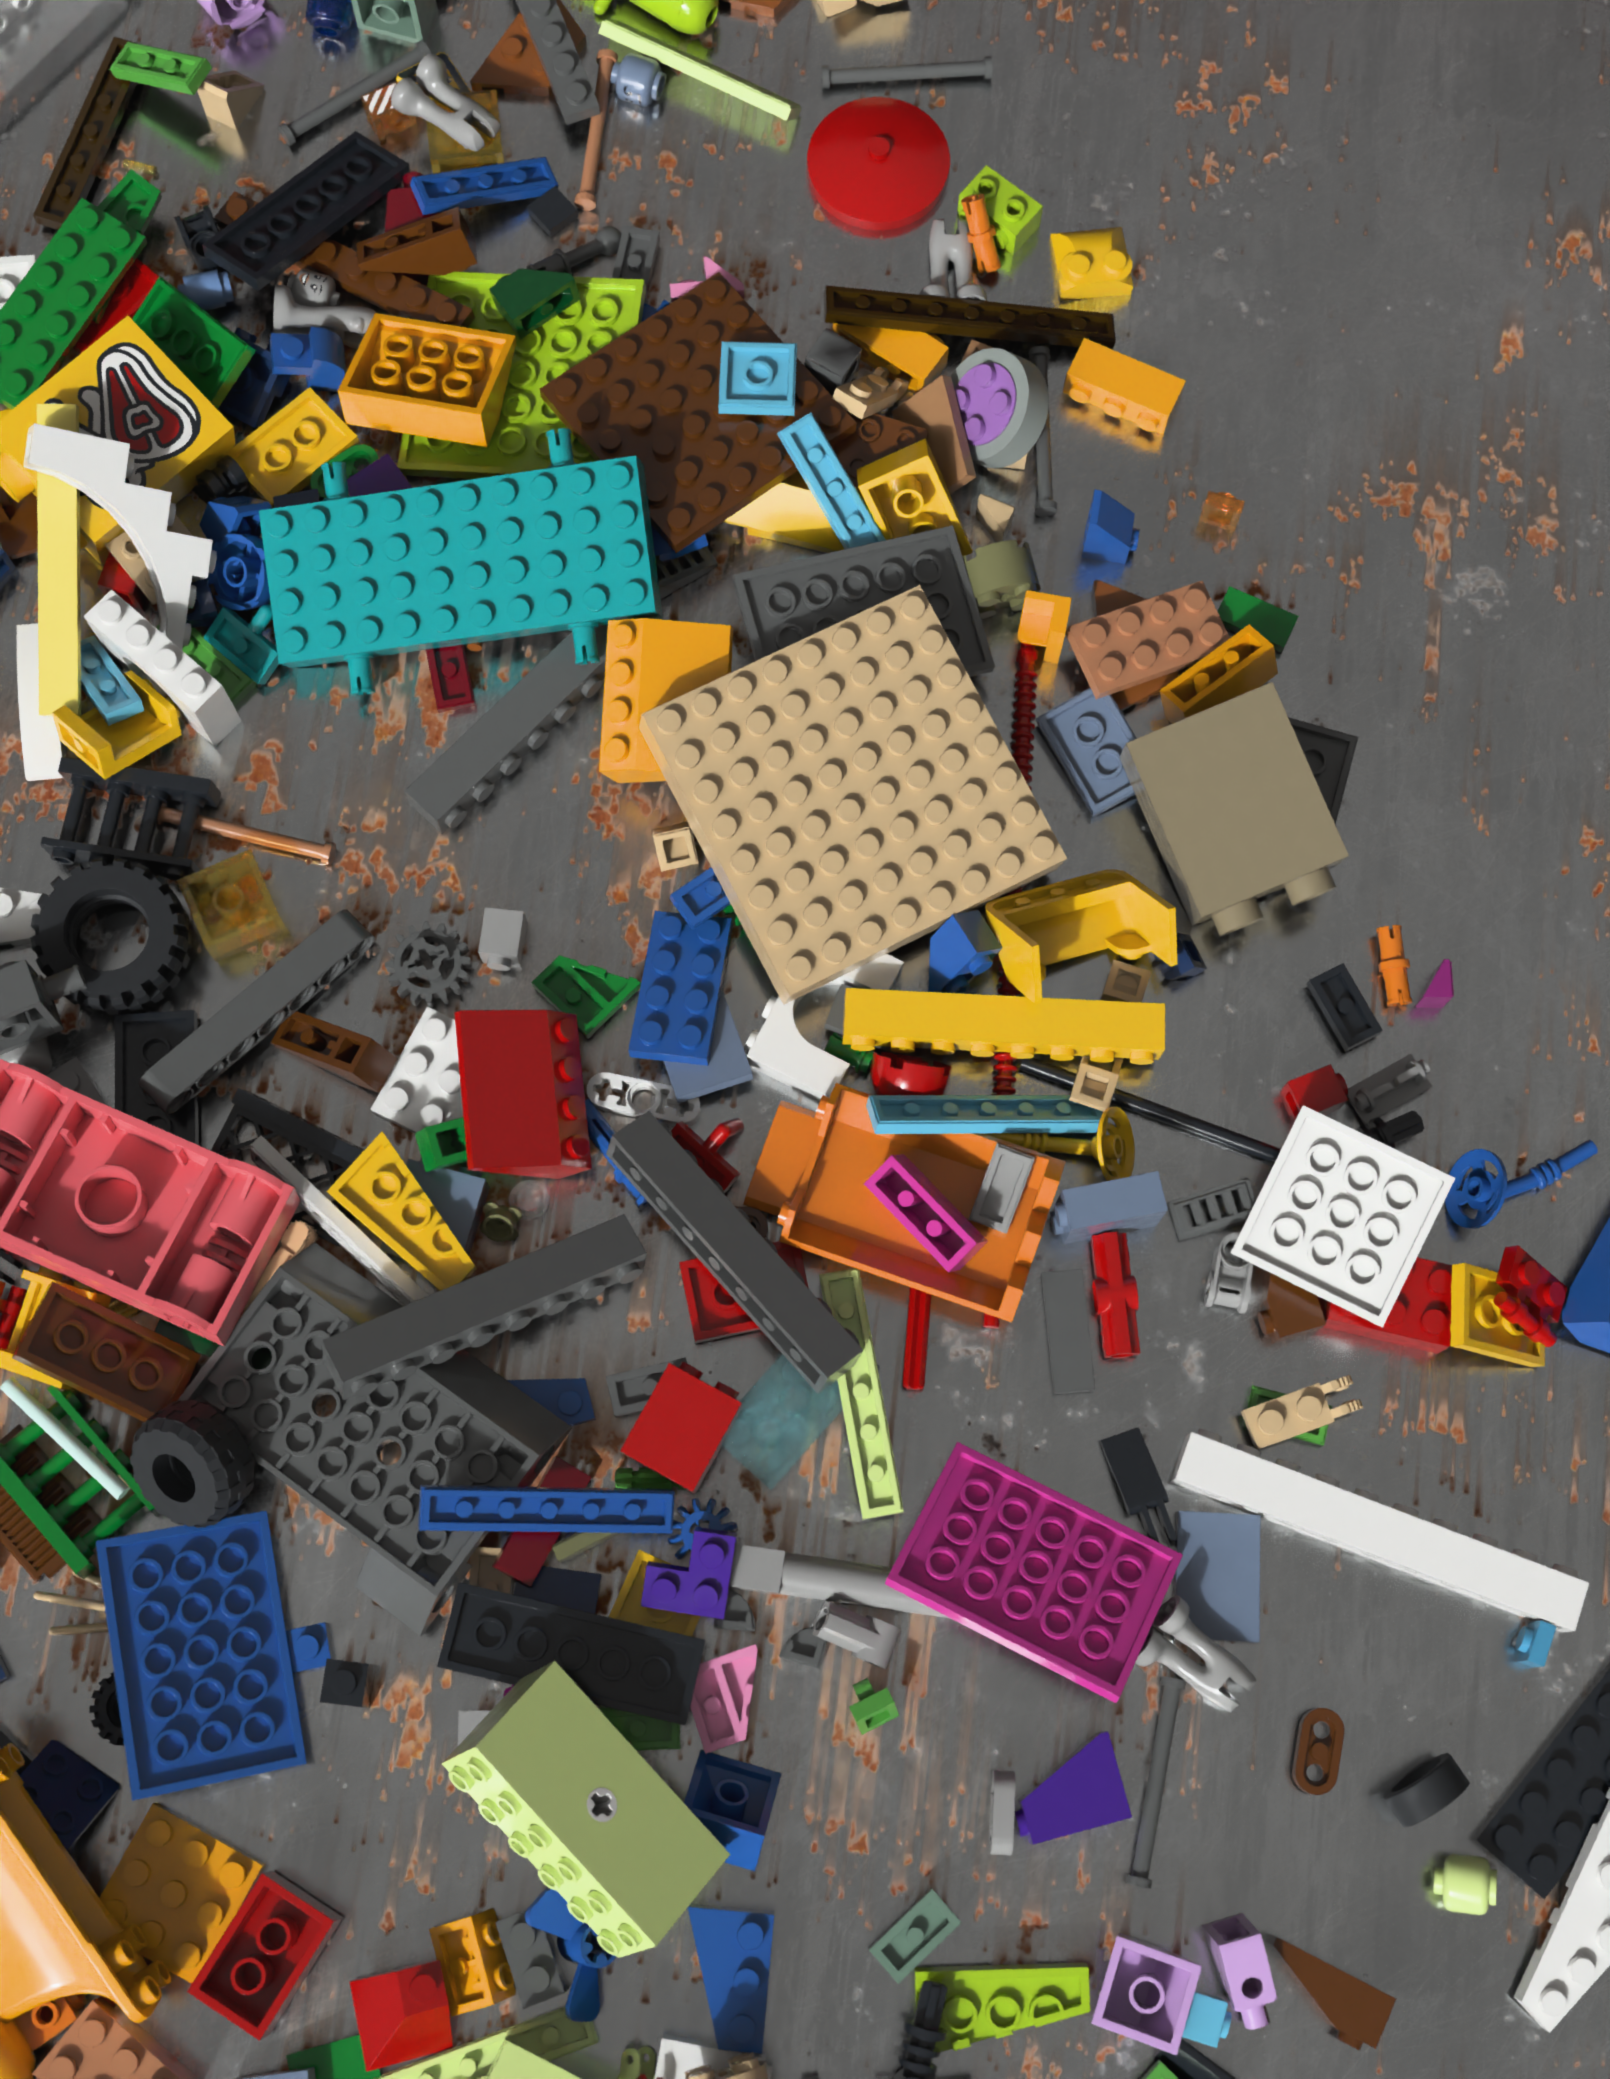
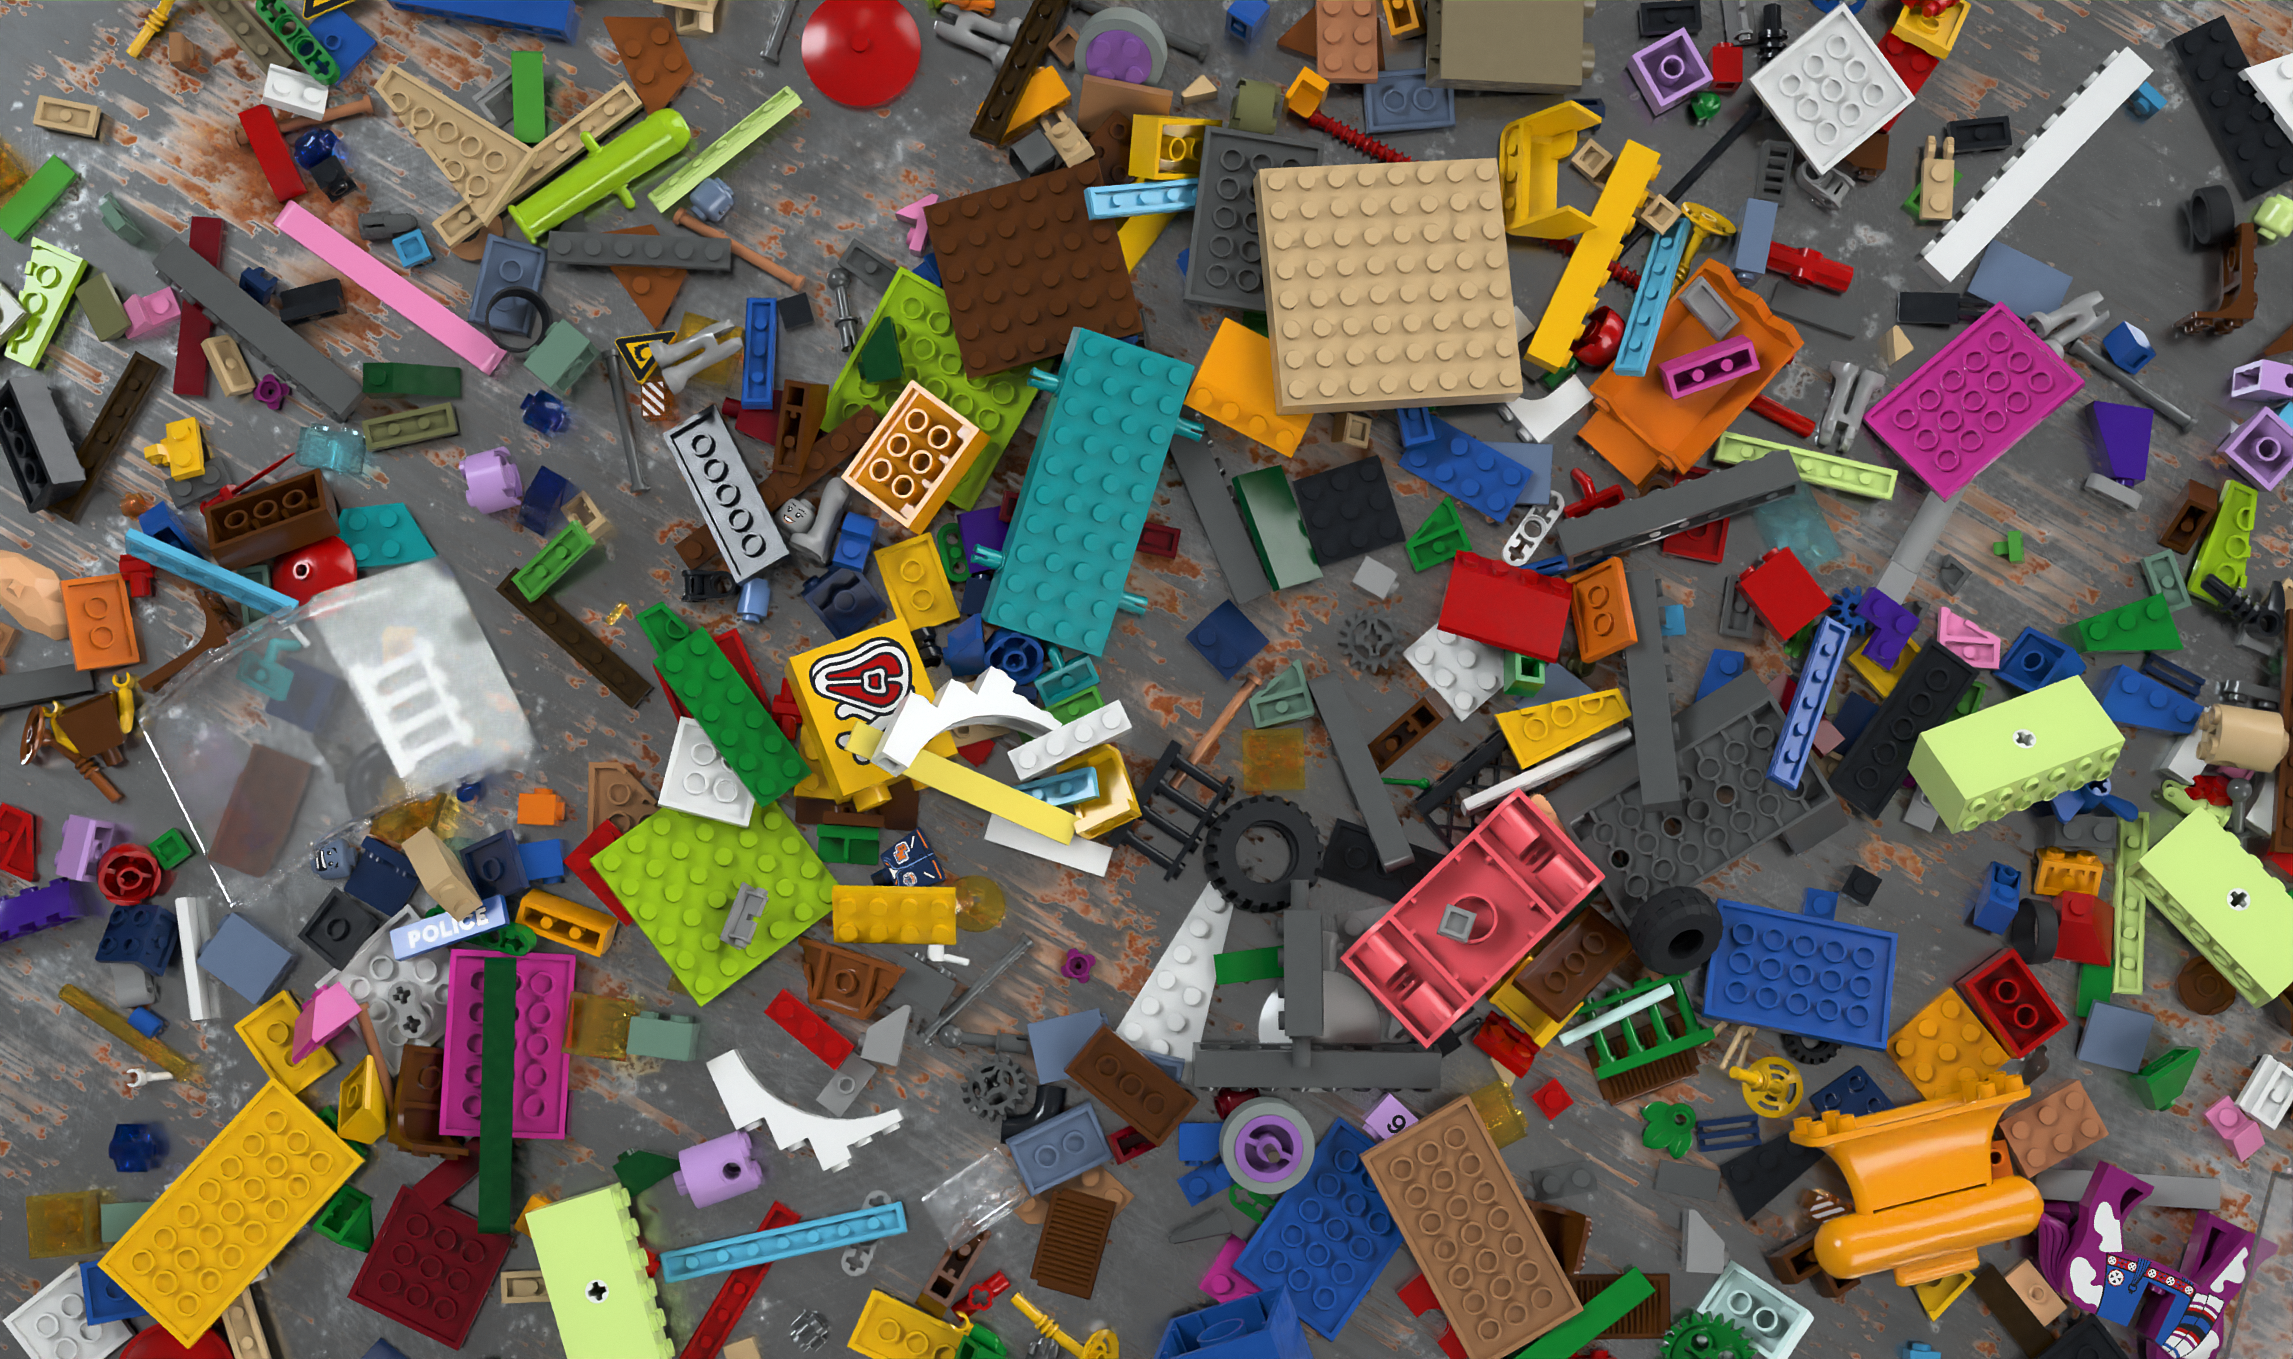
camera: 70 degrees left, 10 degrees up
(47, 1677) = (1760, 1078): none -> yellow dish
(90, 1178) = (1456, 924): none -> light grey tile
(193, 340) = (801, 626): green plate -> none
(193, 2023) = (2035, 1065): none -> clear smoke animal
(237, 45) = (543, 500): none -> clear blue slope
(278, 1097) = (1423, 783): none -> green hinge
(315, 892) = (1283, 700): none -> sand green wing
(359, 801) = (1226, 640): none -> dark blue slope
(370, 1945) = (2024, 931): none -> black tyre
(403, 1879) = (1998, 898): none -> blue slope
(515, 800) = (1277, 528): none -> tile
(568, 1211) = (1602, 610): none -> orange plate
(575, 880) = (1349, 511): none -> black plate
(599, 1312) = (1675, 621): none -> dark azure plate
(757, 378) = (1034, 215): medium azure tile -> none
(786, 2037) = (2193, 691): none -> dark blue tile
(829, 1907) = (2133, 628): none -> green wedge
(863, 1636) = (1965, 533): light grey piece -> none
(944, 1430) = (1835, 418): none -> light grey piece
(960, 952) = (1528, 262): blue slope -> none
(1015, 1929) = (2189, 516): none -> reddish brown slope
(1066, 1451) = (1897, 345): none -> tan slope
(1202, 1754) = (2129, 347): none -> blue panel
(1256, 1090) = (1706, 104): none -> green plate
(1275, 1027) = (1669, 71): none -> lavender brick
(1322, 1752) = (2156, 270): reddish brown plate -> none
(1329, 1874) = (2238, 293): none -> reddish brown bracket
(1385, 1444) = (1980, 133): none -> black plate

